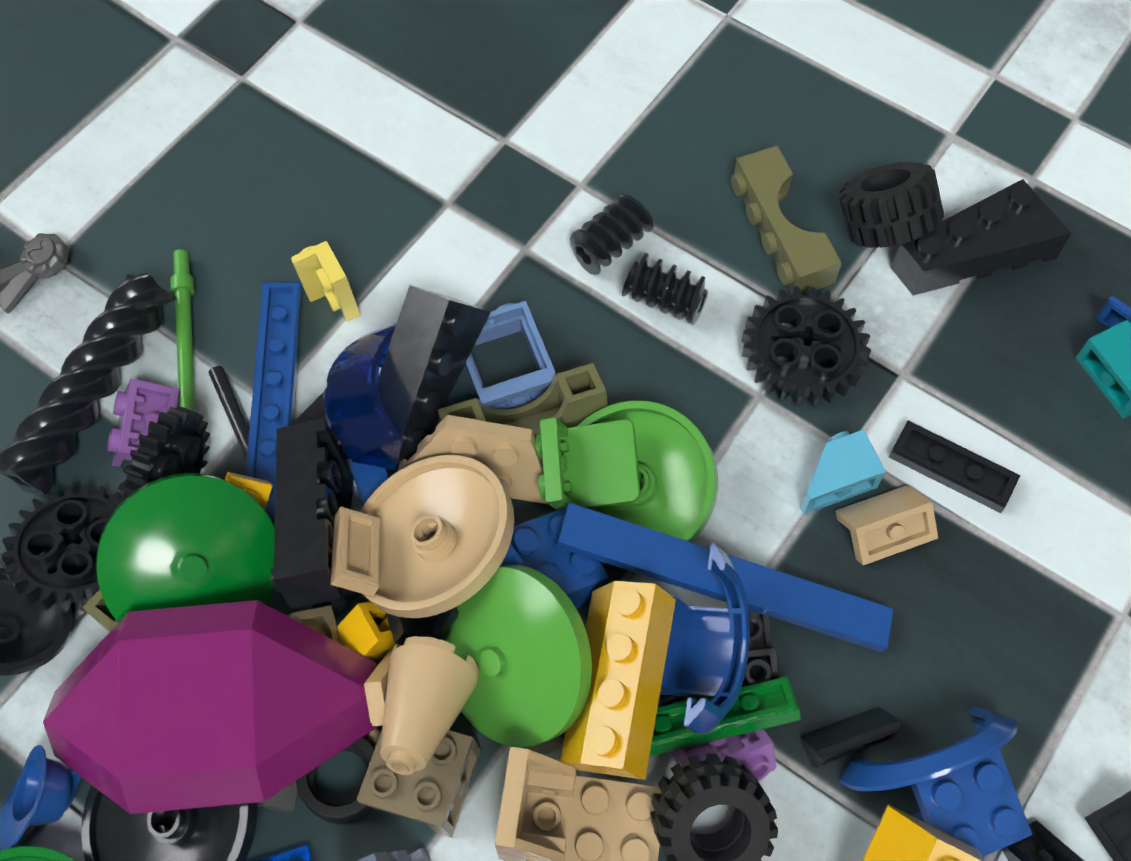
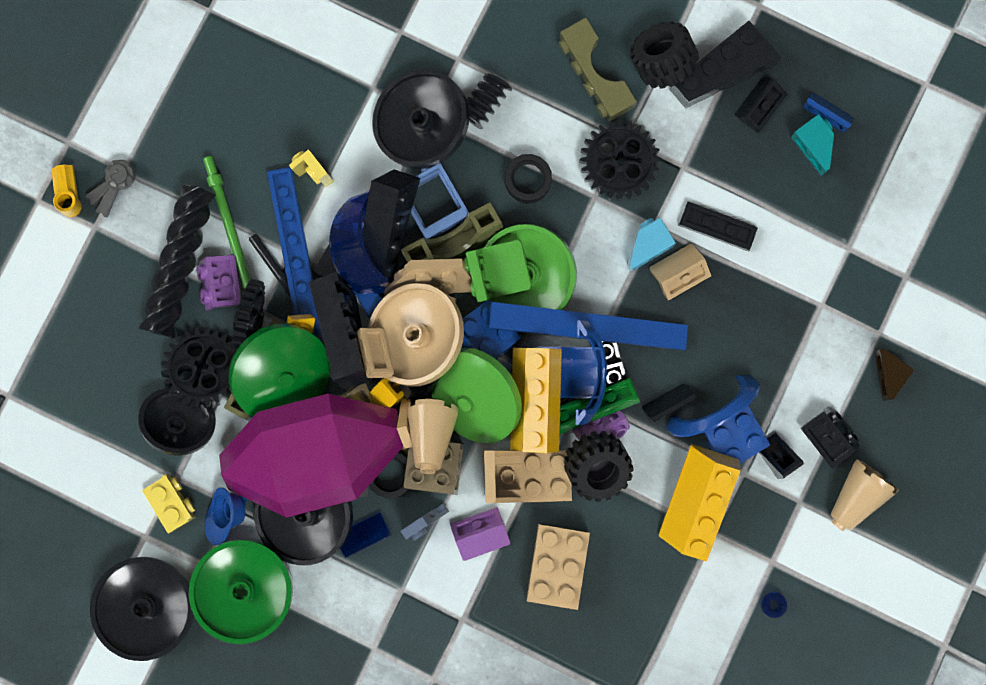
camera: 10 degrees left, 20 degrees up
(509, 242) = (420, 119): none -> black dish
(659, 324) = (526, 159): none -> black tyre
(666, 289) = (527, 135): black piece -> none
(1032, 304) = (761, 103): none -> black slope

